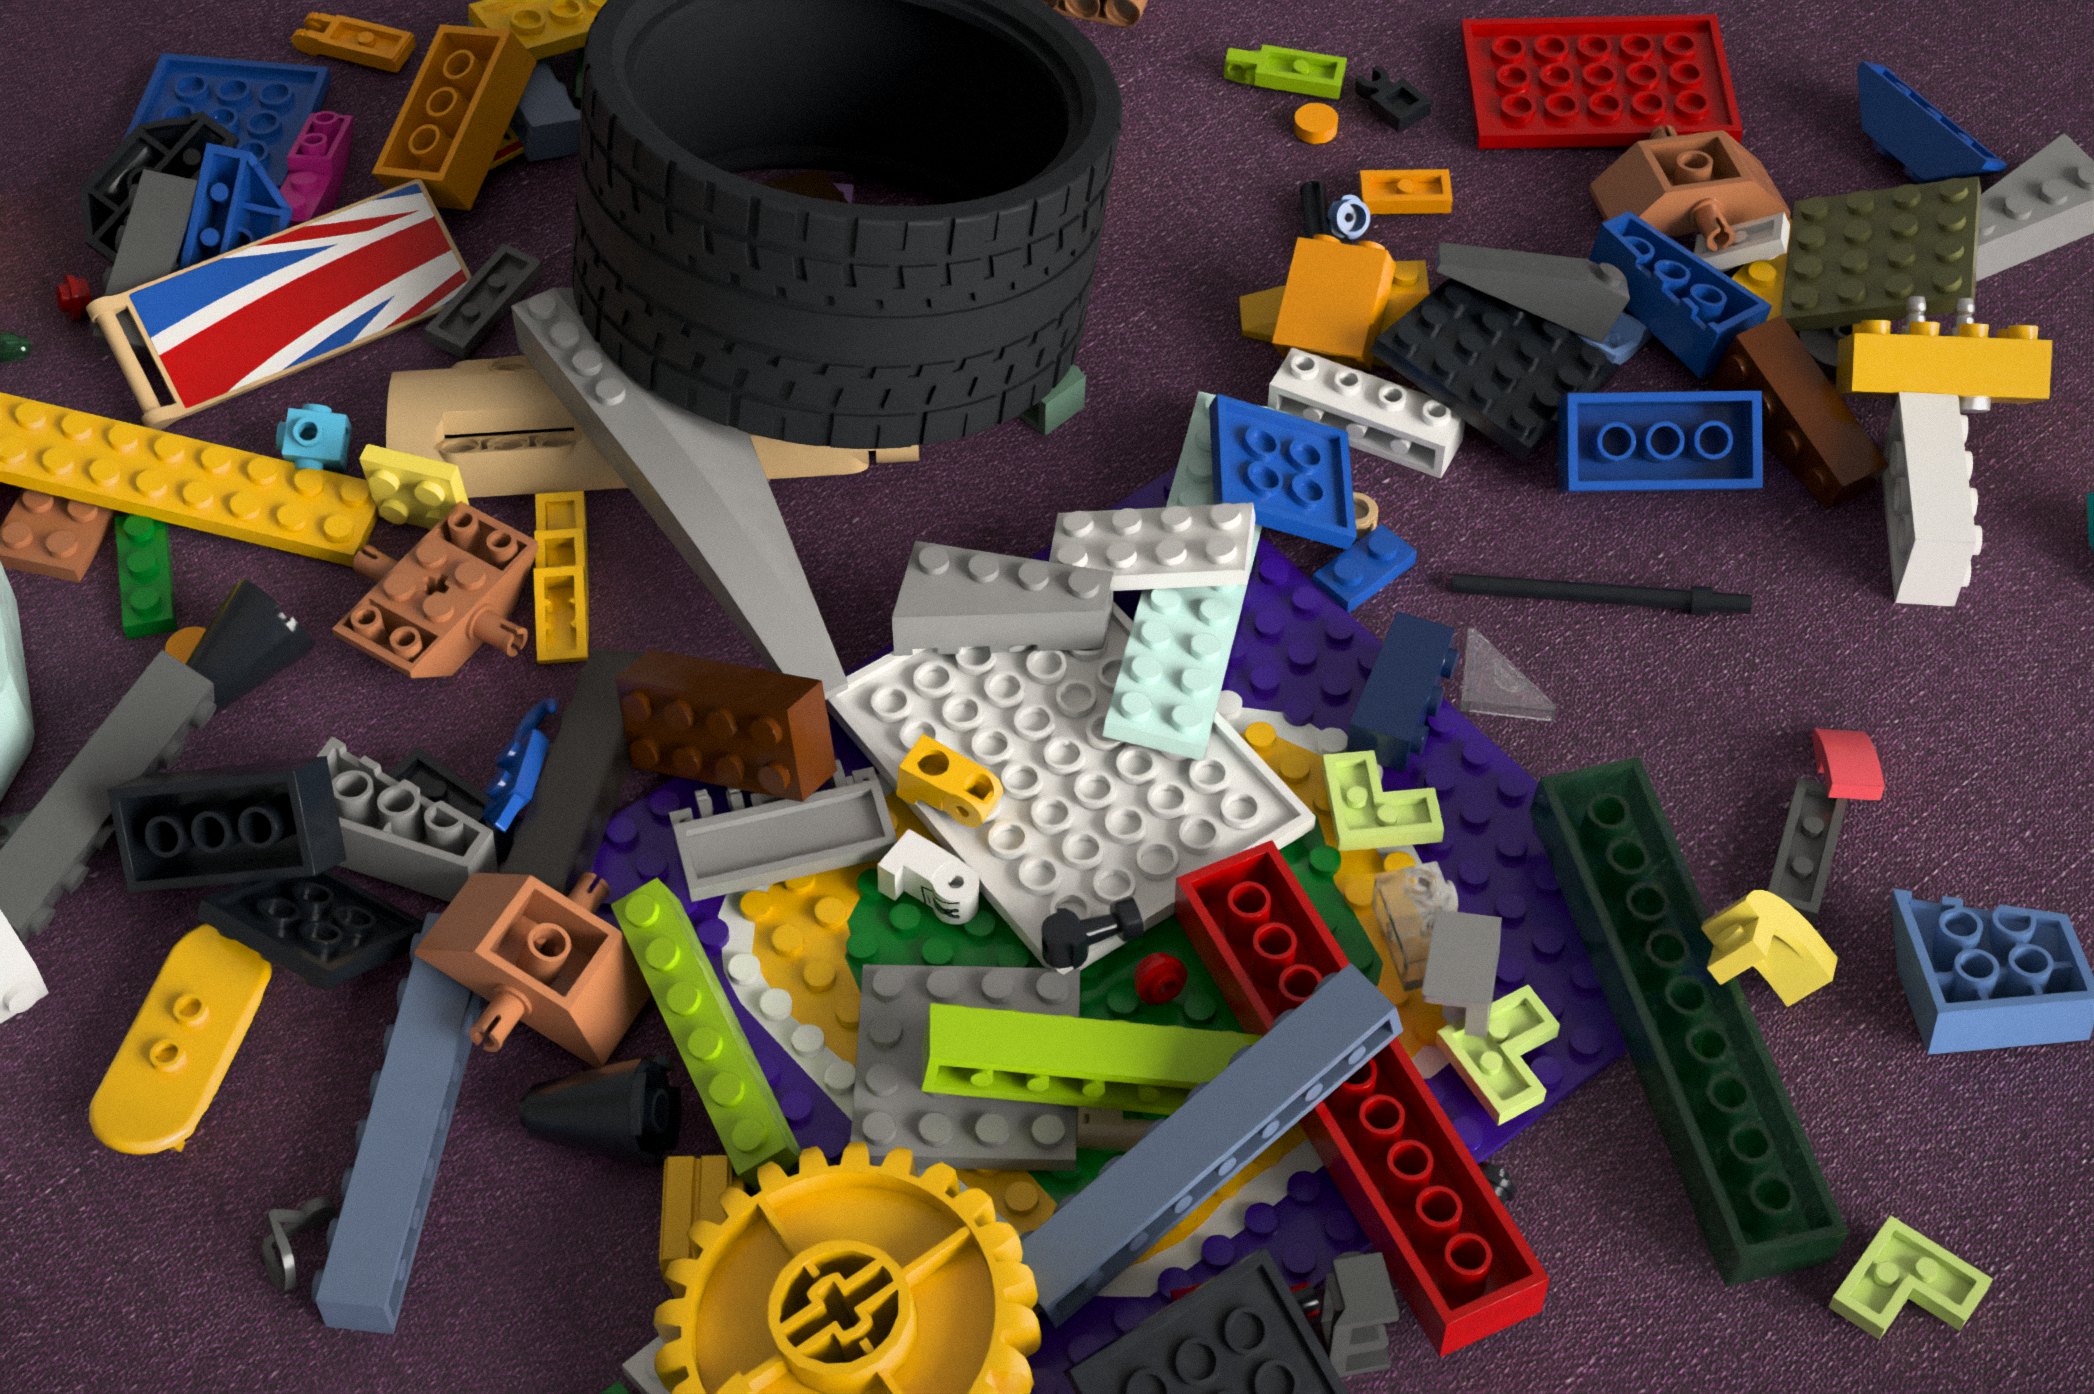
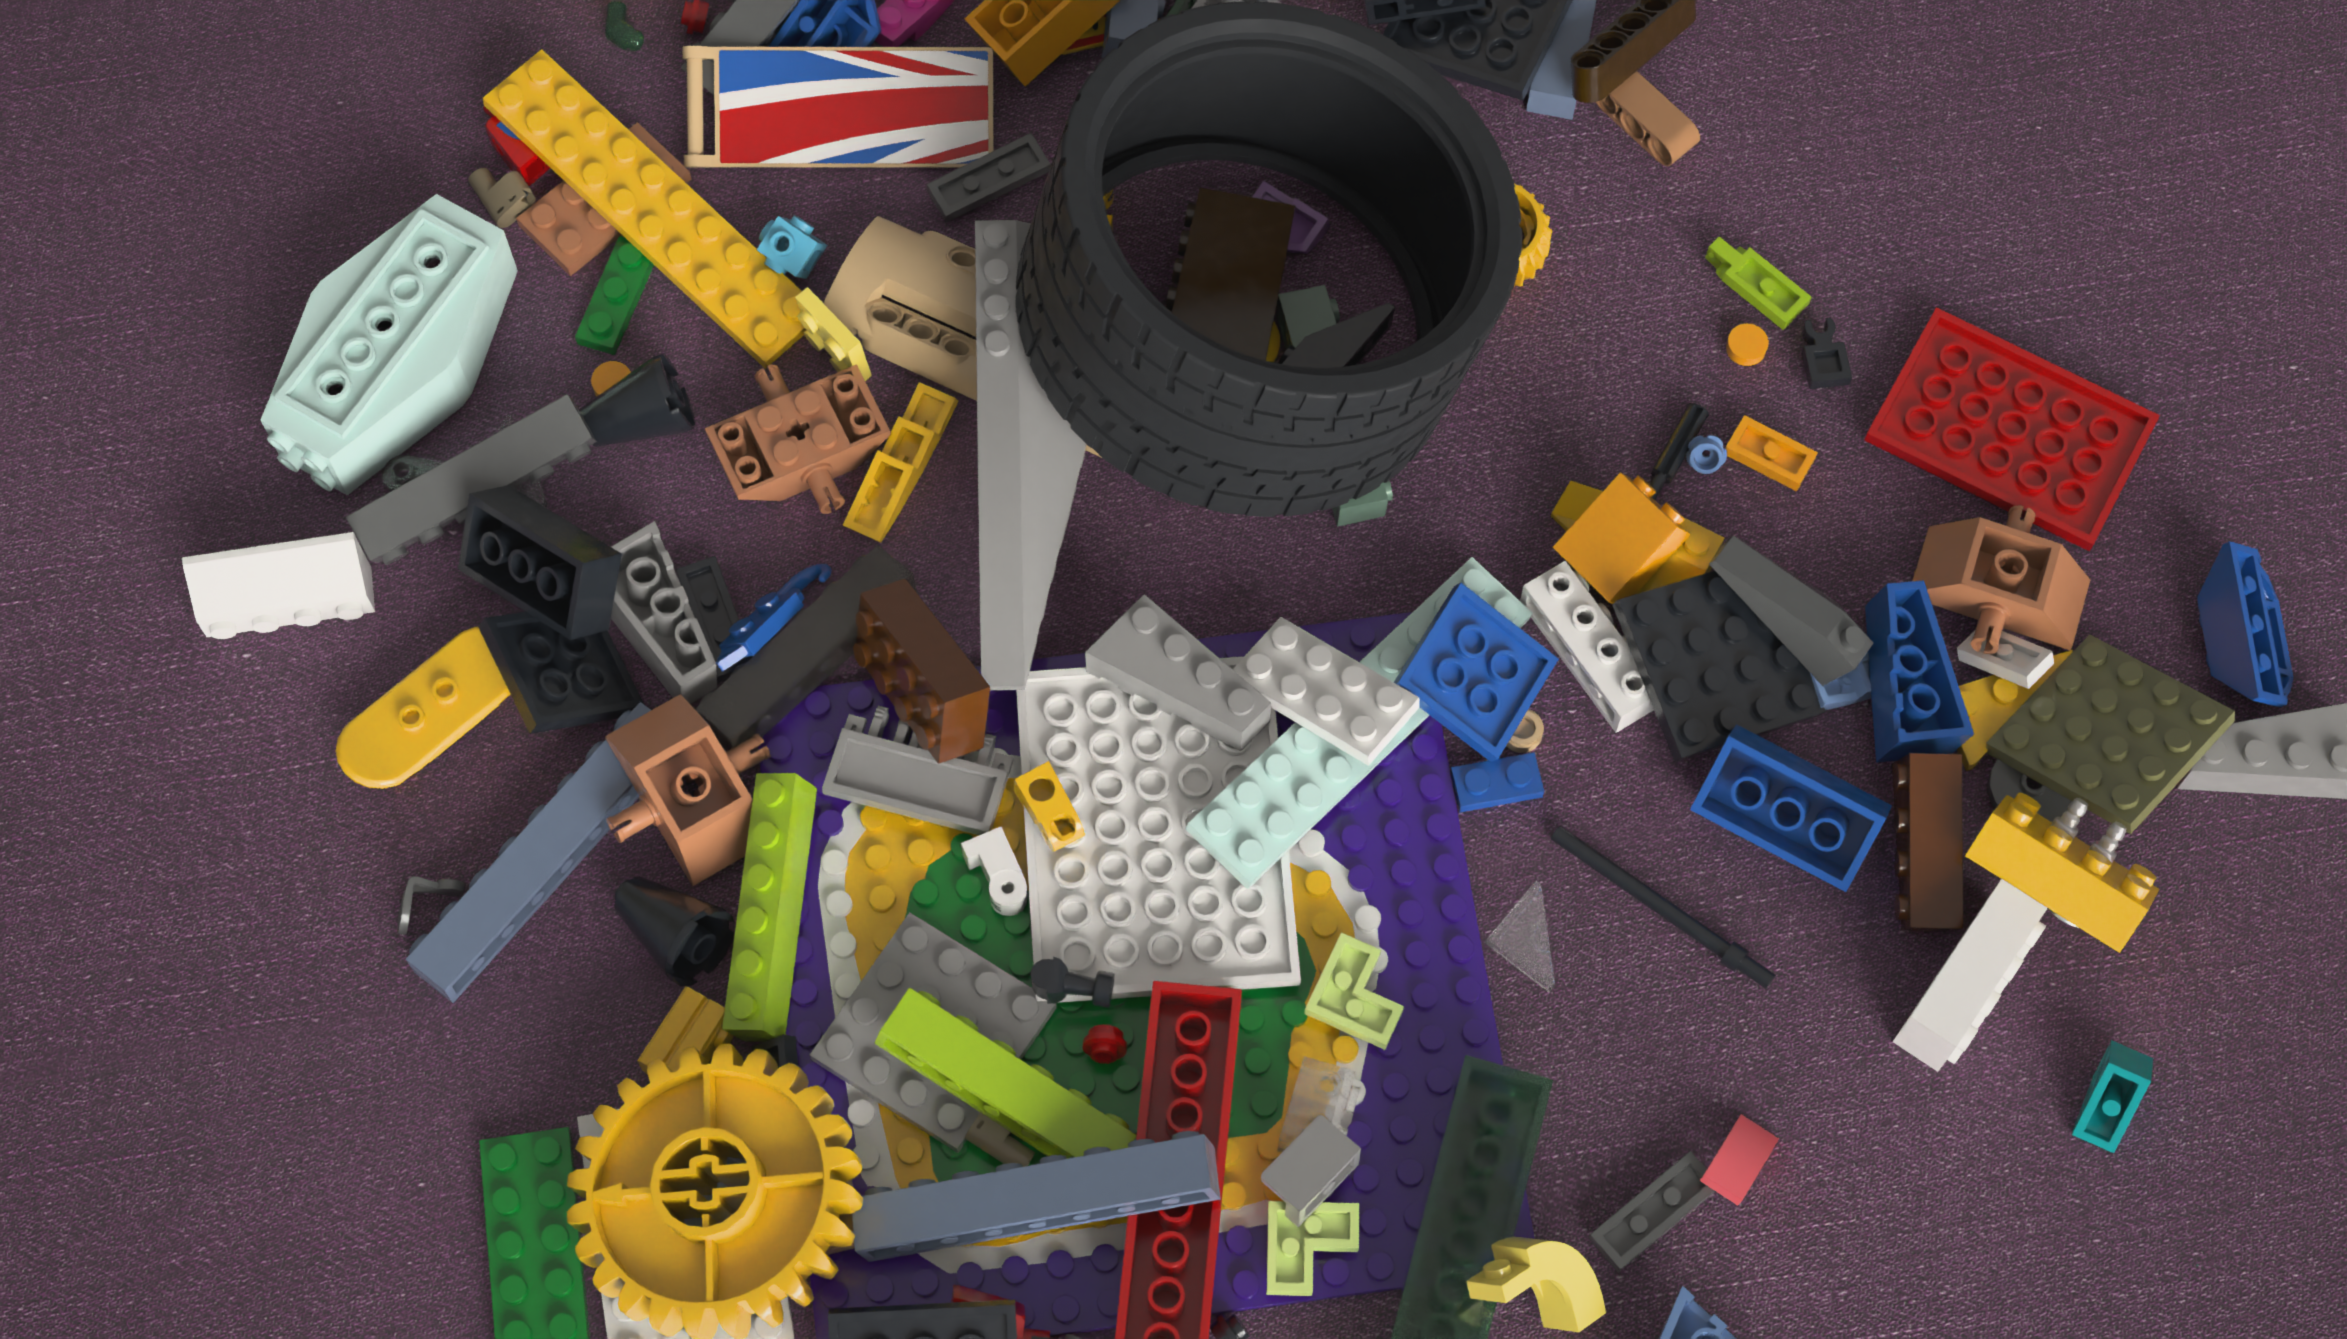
camera: 30 degrees right, 15 degrees up
(1403, 691) = (1438, 912): dark blue brick -> none

